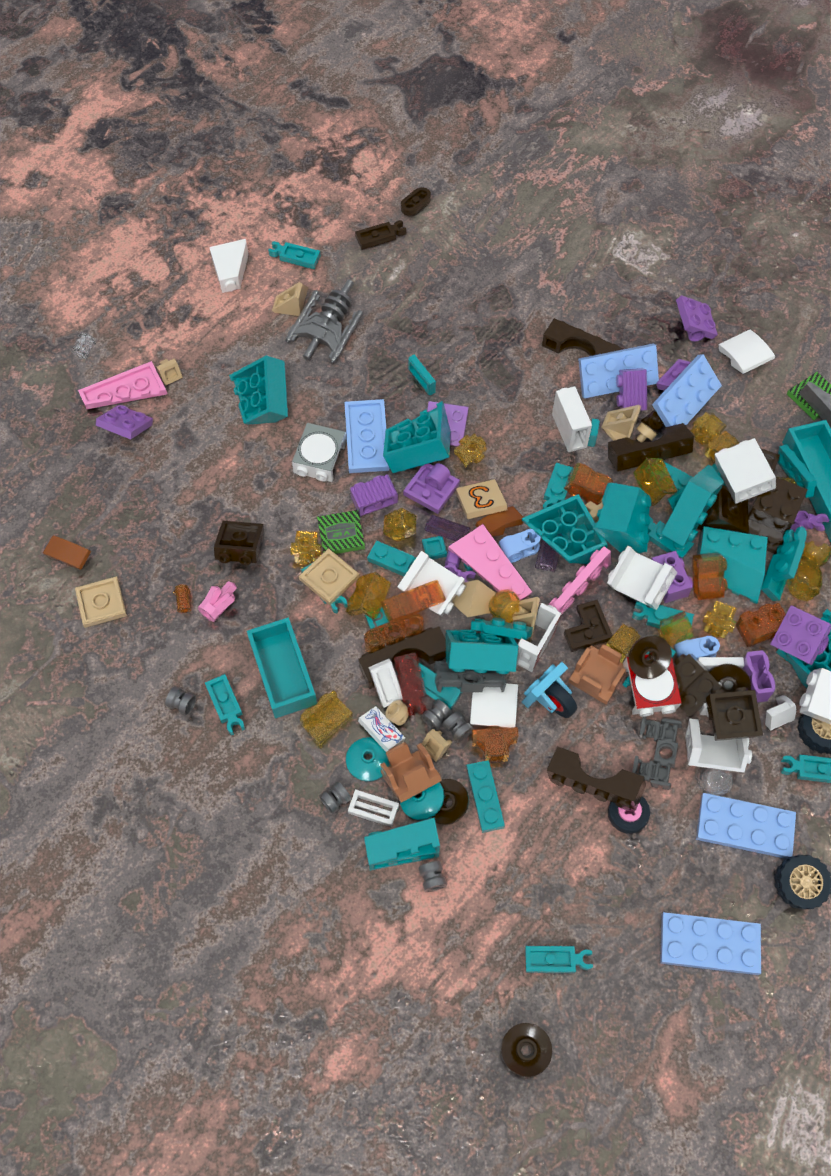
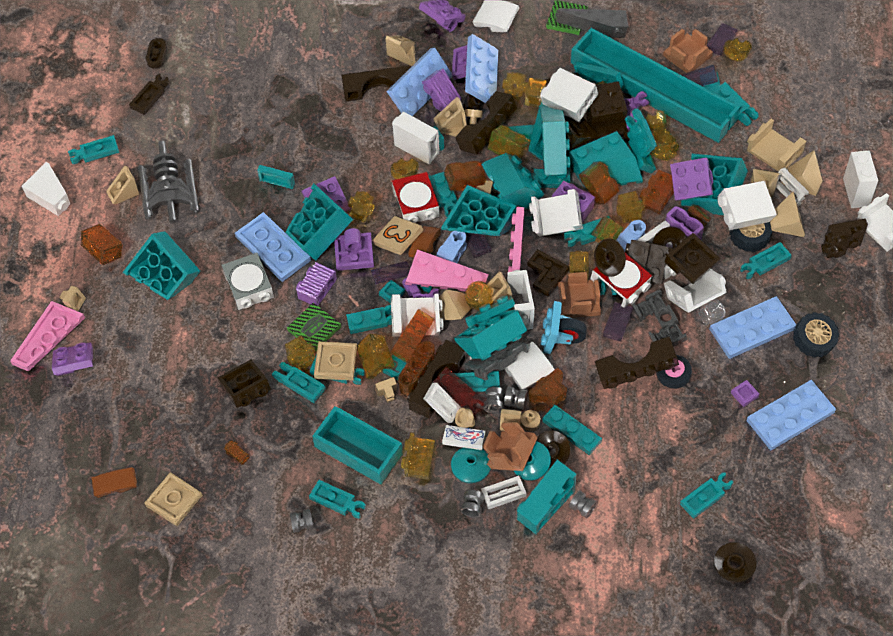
camera: 35 degrees left, 5 degrees down
(217, 601) = (266, 435): bright pink rock -> none
(229, 338) = (101, 244): none -> clear orange brick
(286, 575) = (300, 382): none -> teal hinge
(352, 634) = (386, 388): none -> tan tile
(399, 524) = (355, 291): clear yellow brick -> none
(455, 758) = (530, 420): none -> tan tile
(525, 475) = (416, 197): none -> panel
(538, 442) = (404, 168): none -> clear yellow hair
(616, 723) = (617, 322): none -> clear purple tile
(631, 327) = (401, 49): none -> tan slope
(682, 886) = (745, 393): none -> medium lavender tile
(780, 714) = (718, 239): white tile -> none
(784, 674) = (696, 213): none -> clear orange pin

